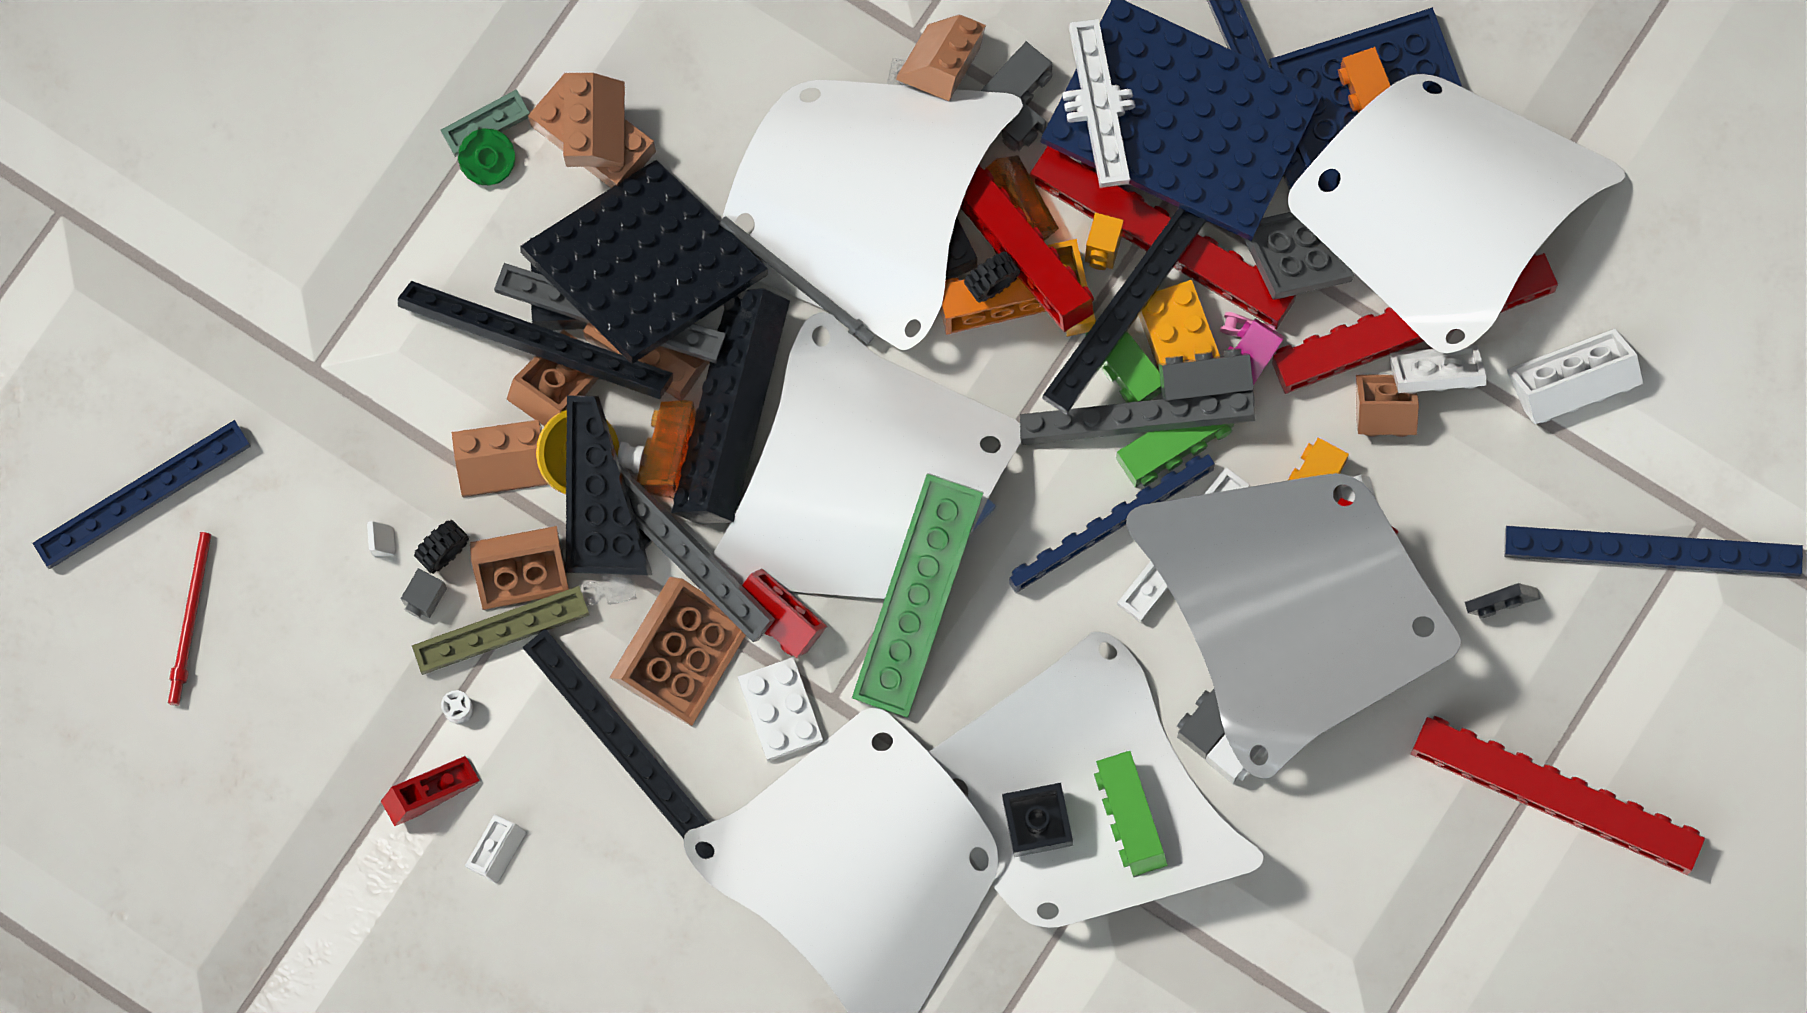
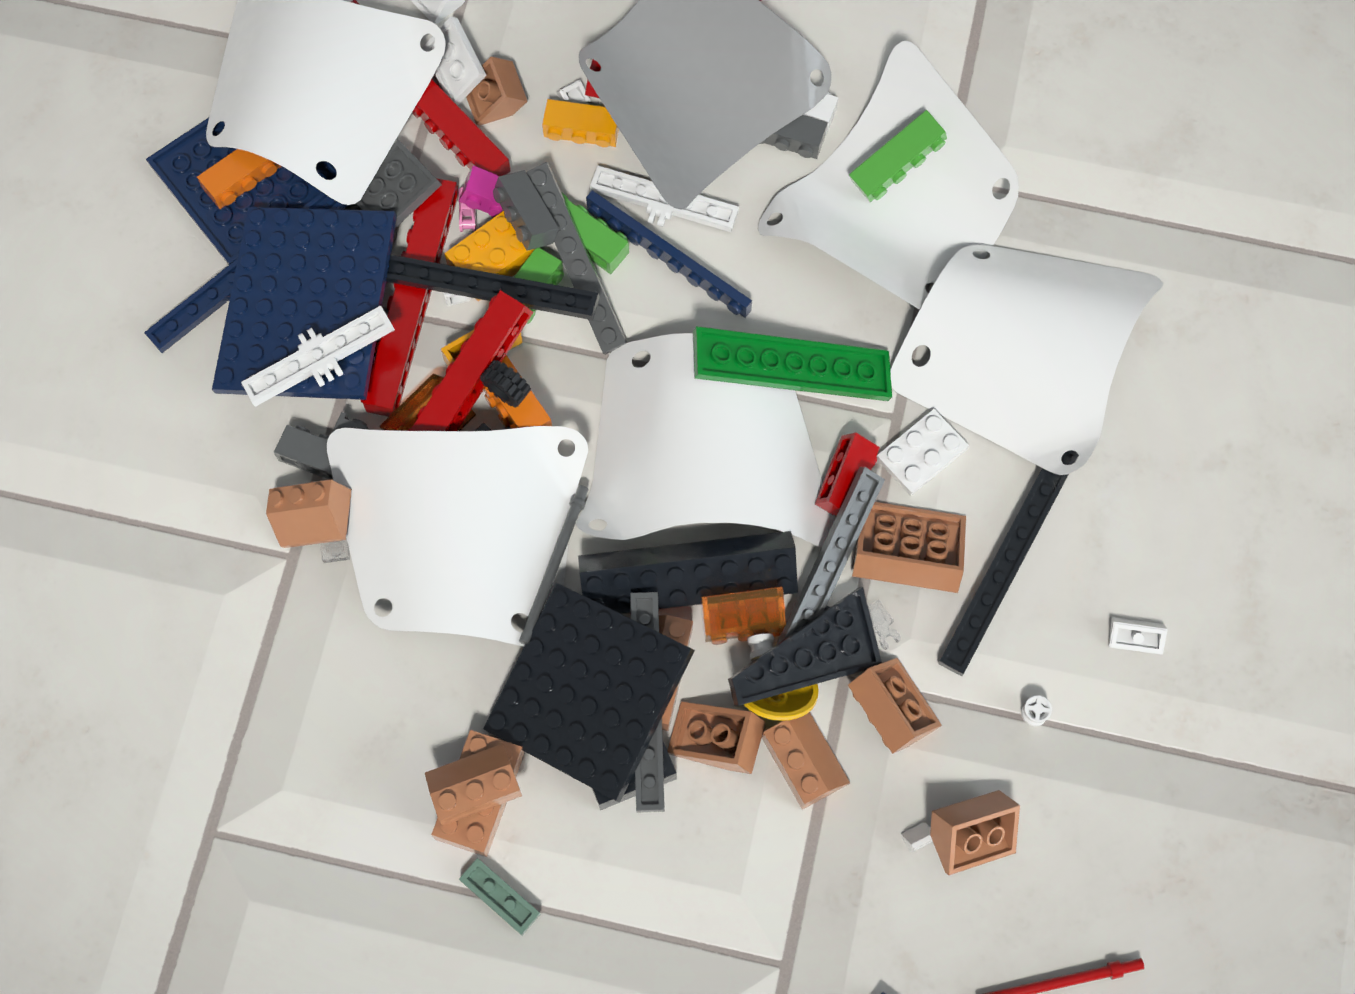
camera: 115 degrees left, 5 degrees down
(359, 588) = (975, 831): none -> nougat slope
(423, 594) = (953, 778): dark grey brick -> none
(428, 790) = (1118, 705): red slope -> none
(441, 546) = (907, 775): black tyre -> none
(486, 156) = (532, 882): green tile -> none
(500, 630) = (955, 700): olive plate -> none
(535, 340) = (691, 771): black plate -> none
(1037, 820) = (932, 222): black brick -> none
(1103, 241) = (433, 330): light orange brick -> none

